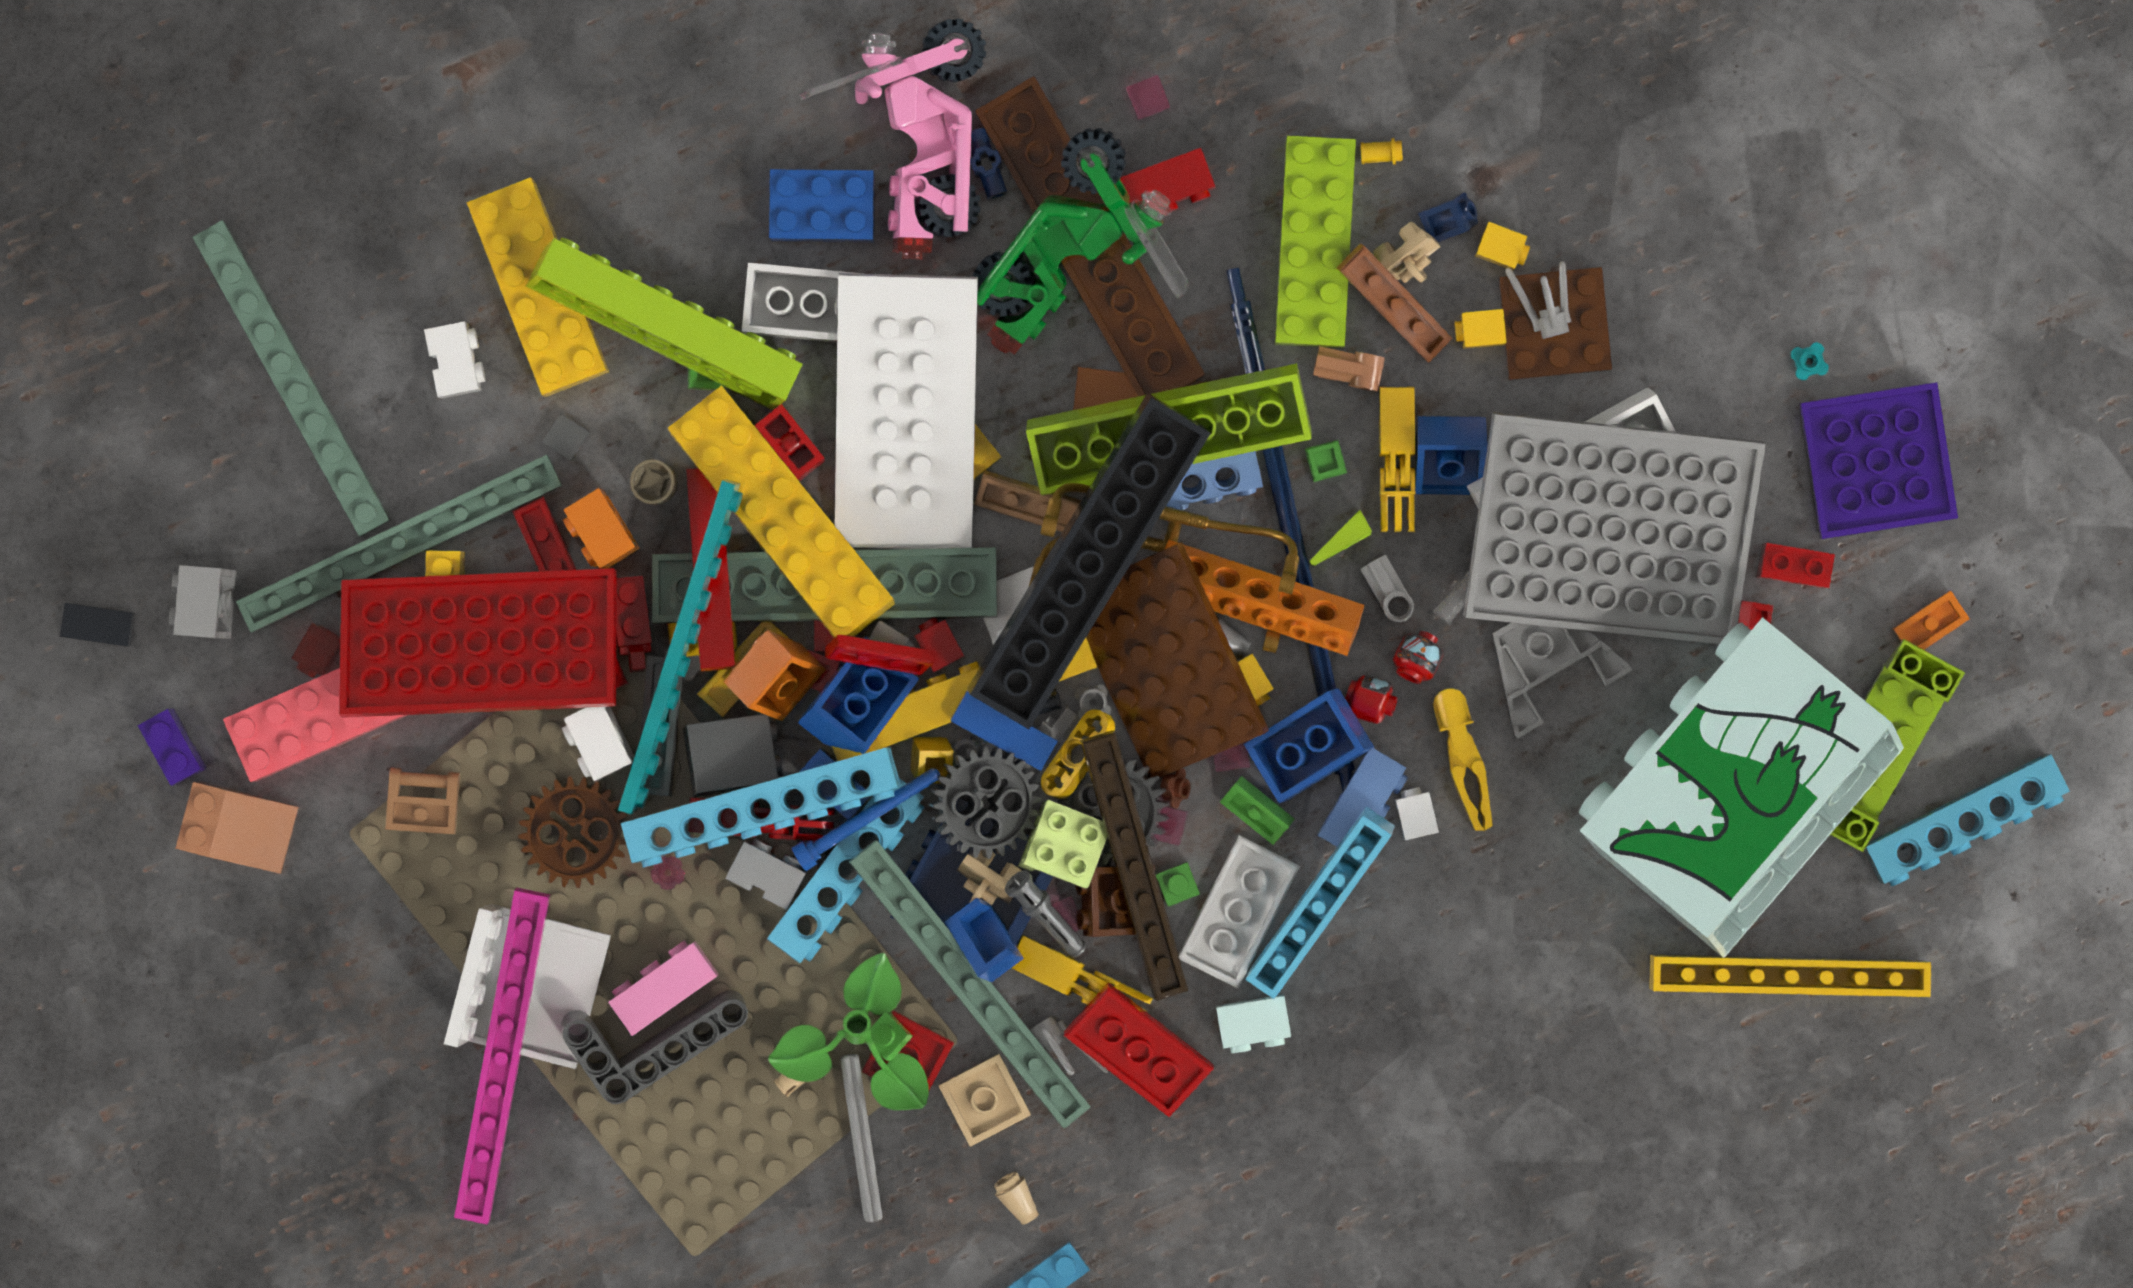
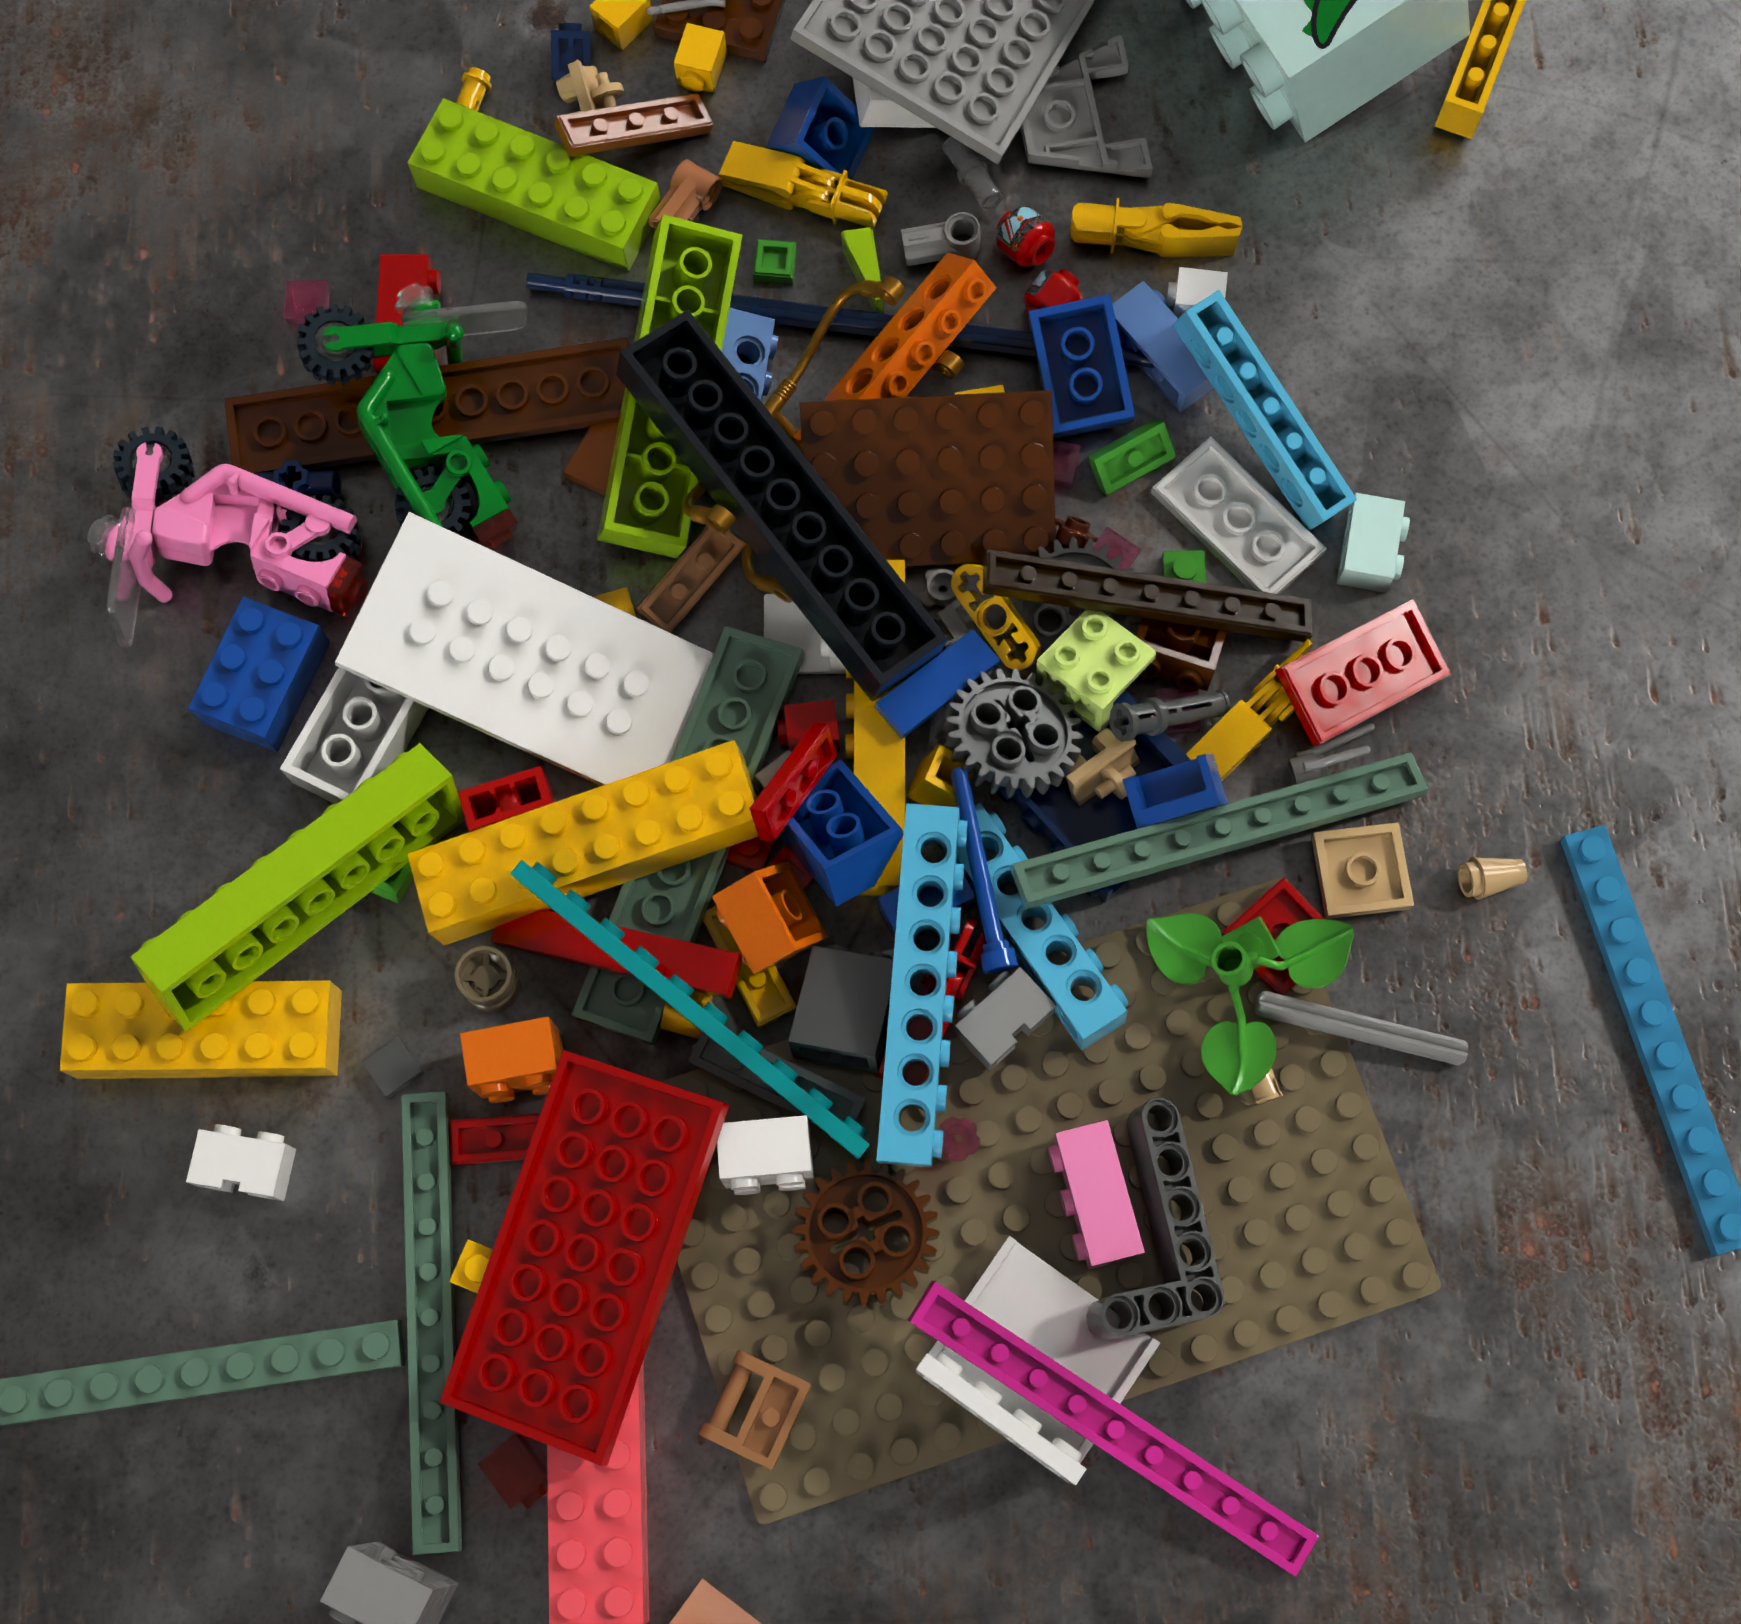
camera: 65 degrees left, 15 degrees down
(632, 622) = (649, 1063): red hinge -> none

